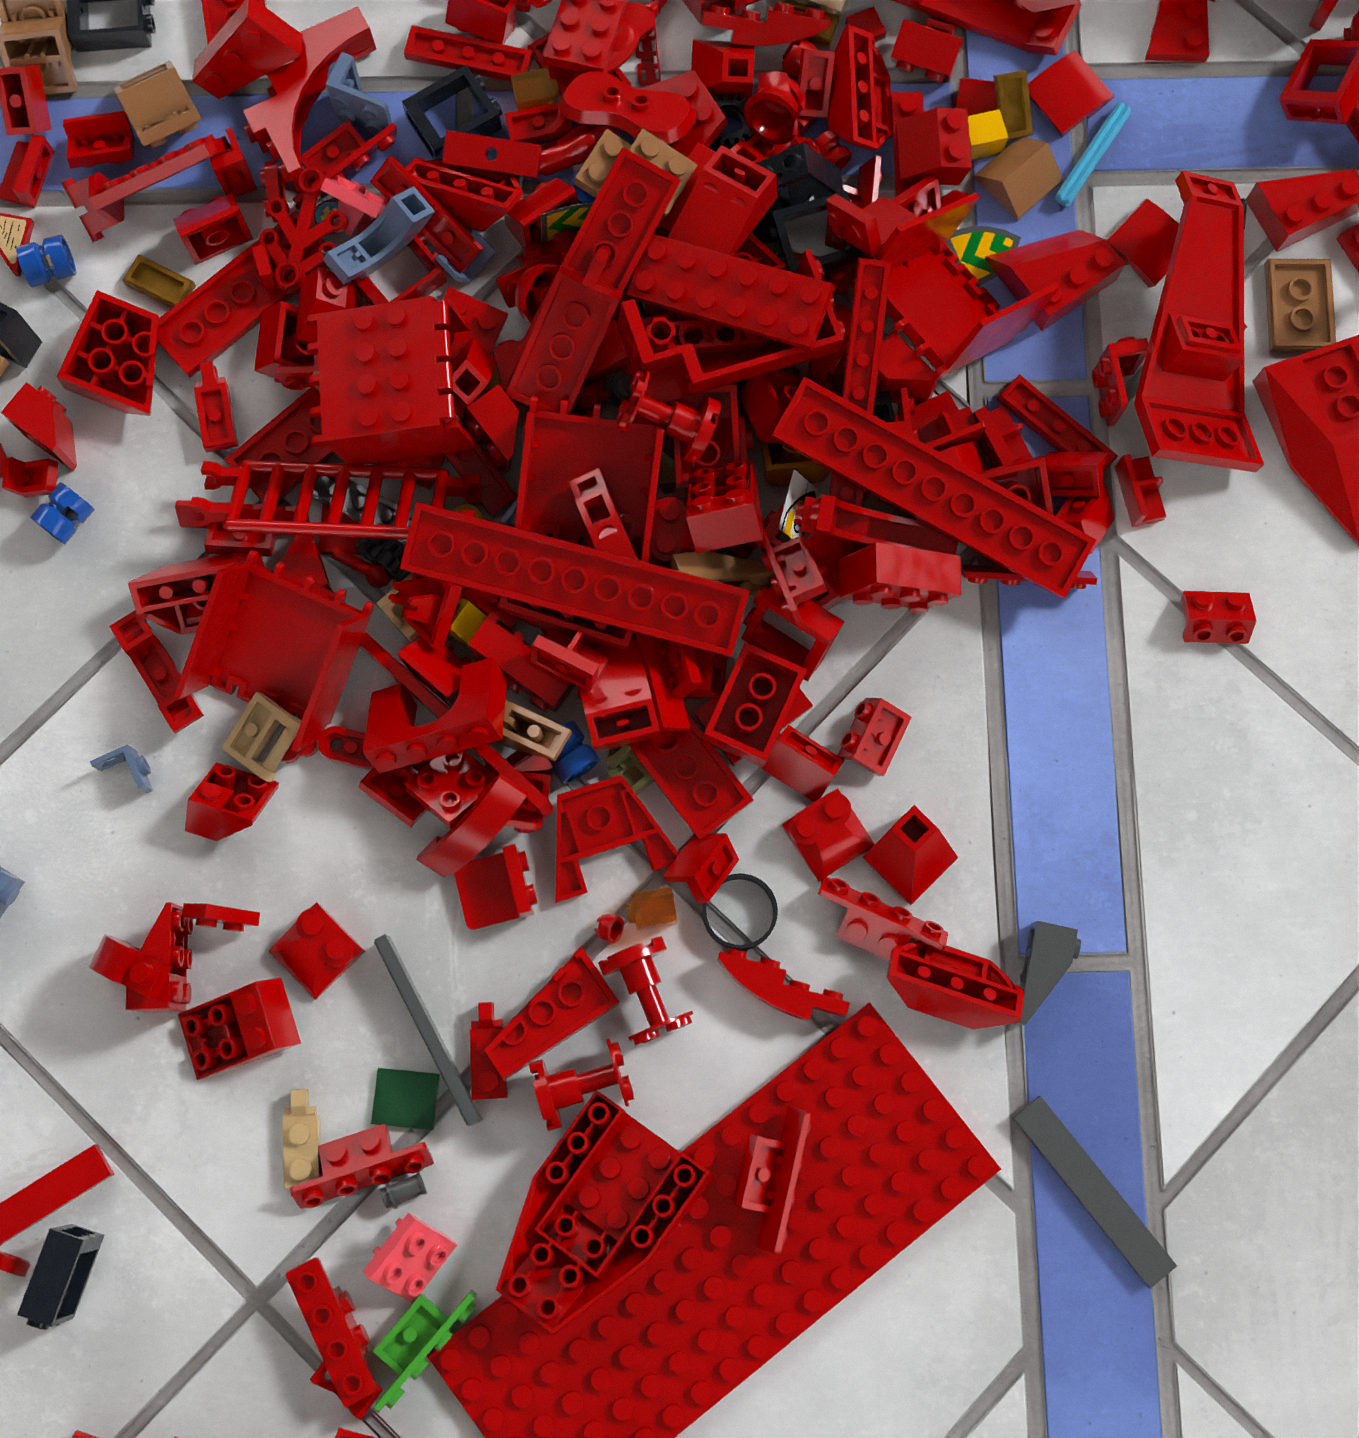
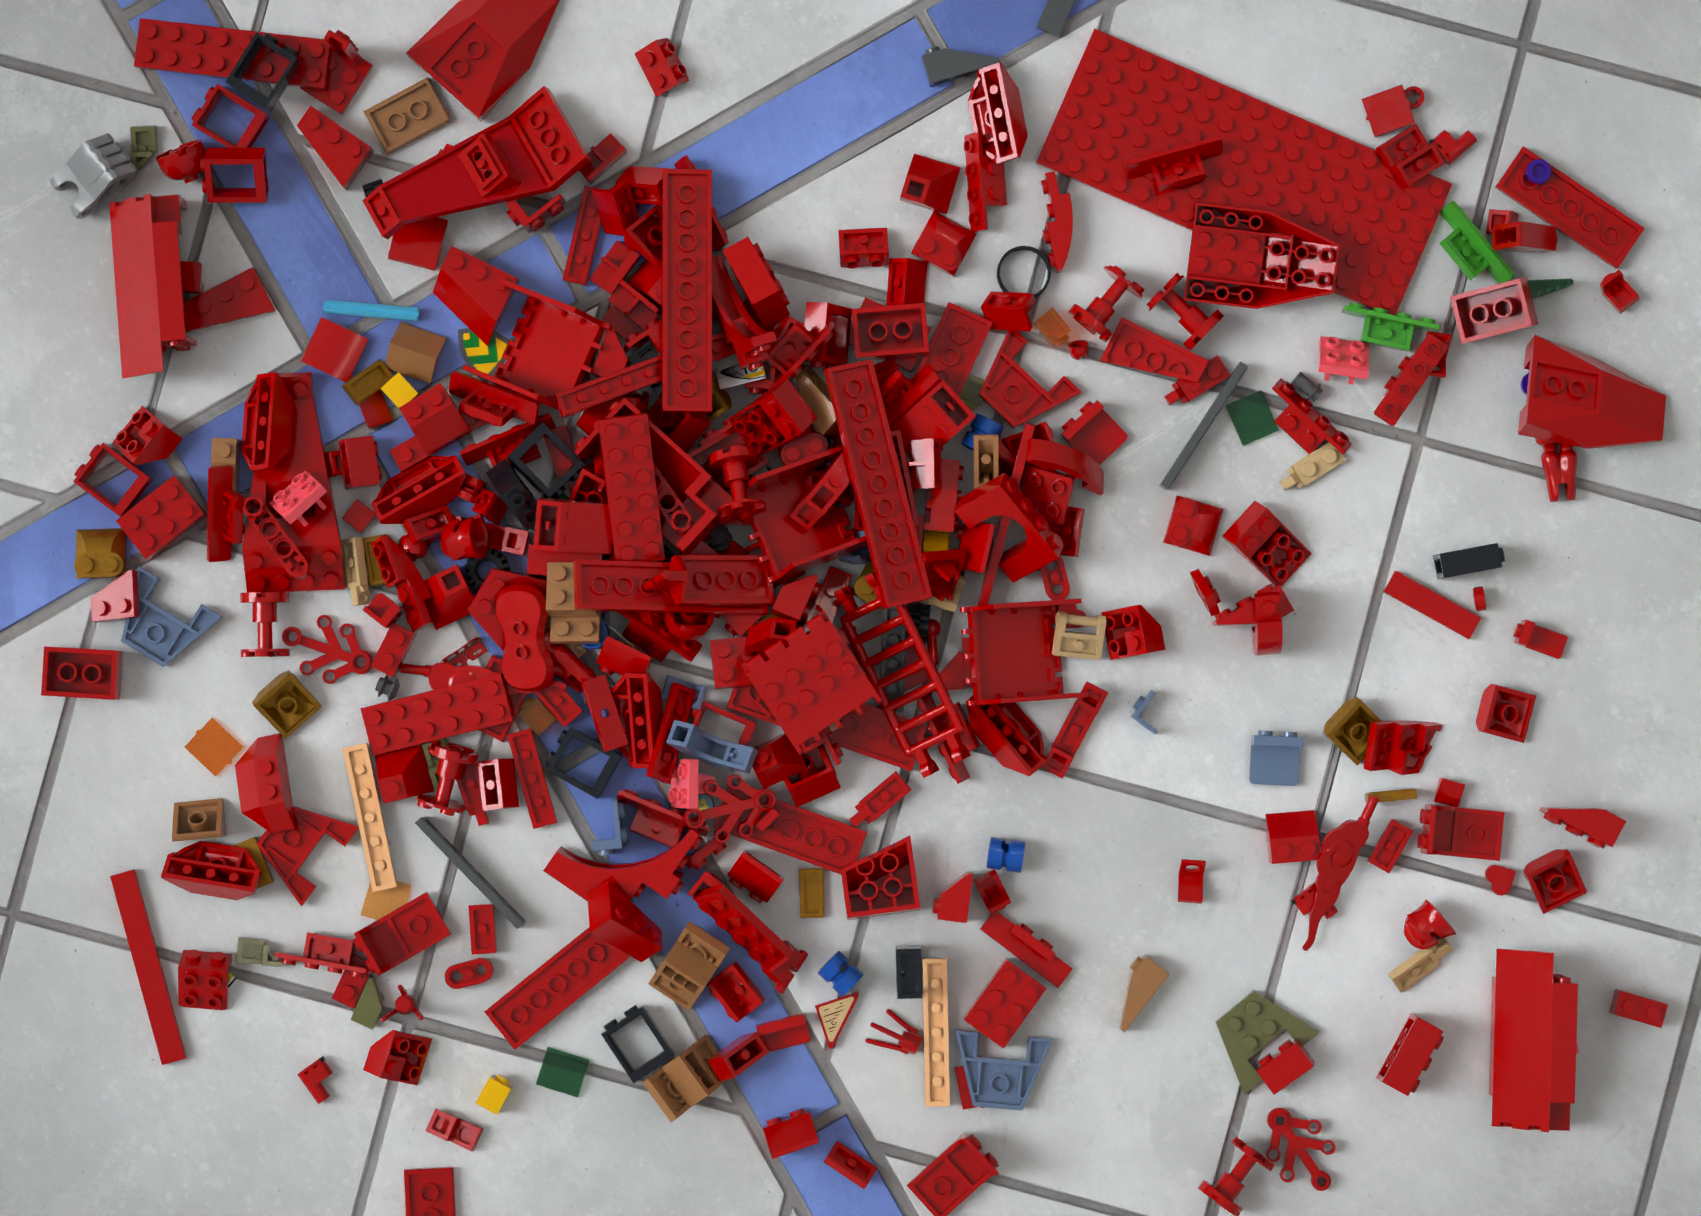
camera: 115 degrees left, 10 degrees up
(866, 227) = (528, 422): red bracket -> none

